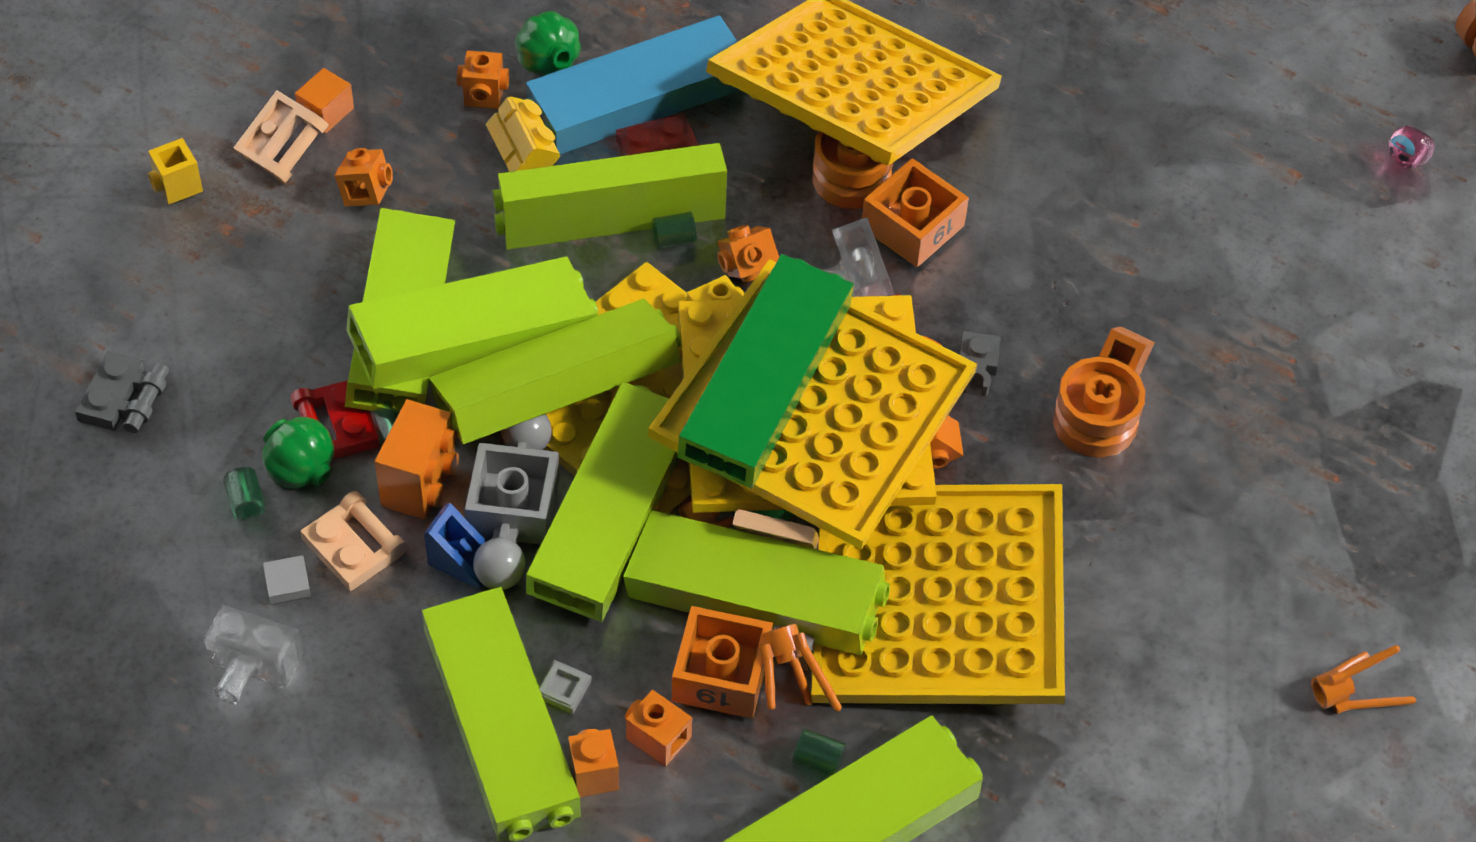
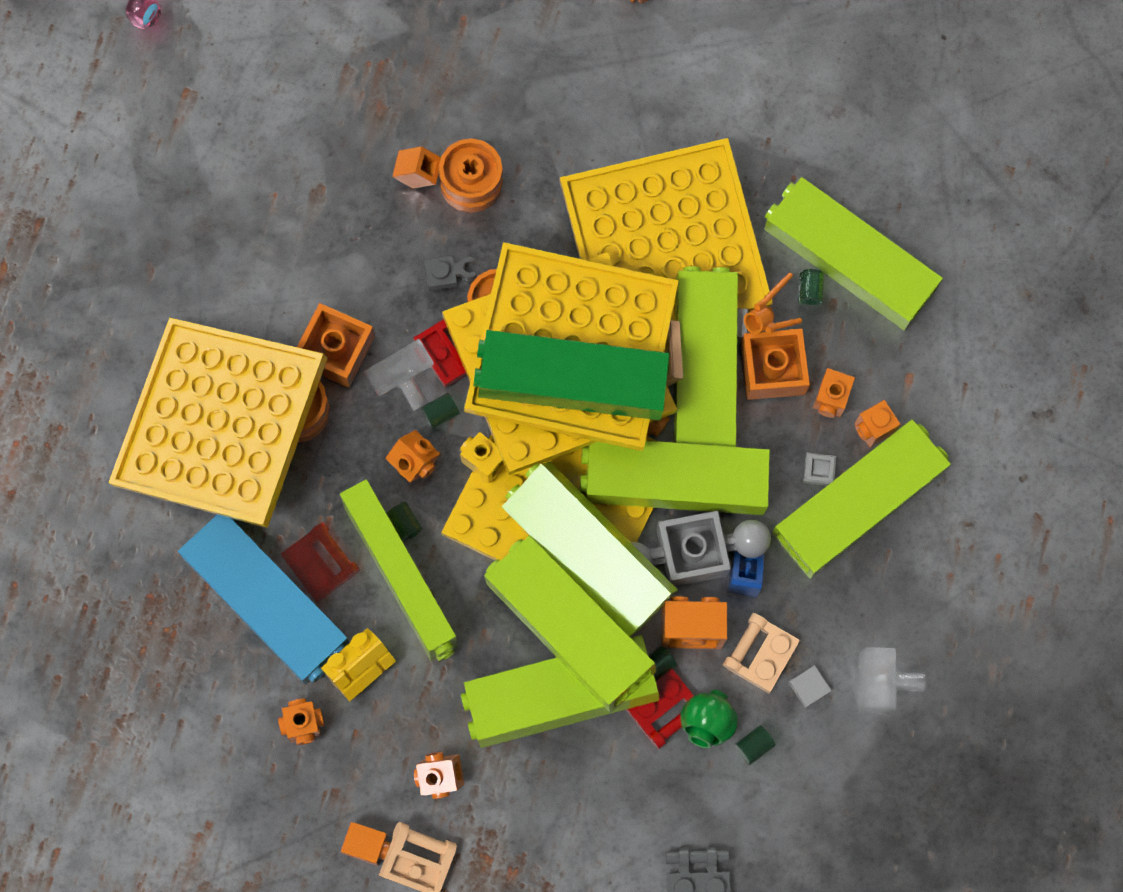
camera: 110 degrees left, 20 degrees up
(547, 43) = (252, 680): green plant -> none

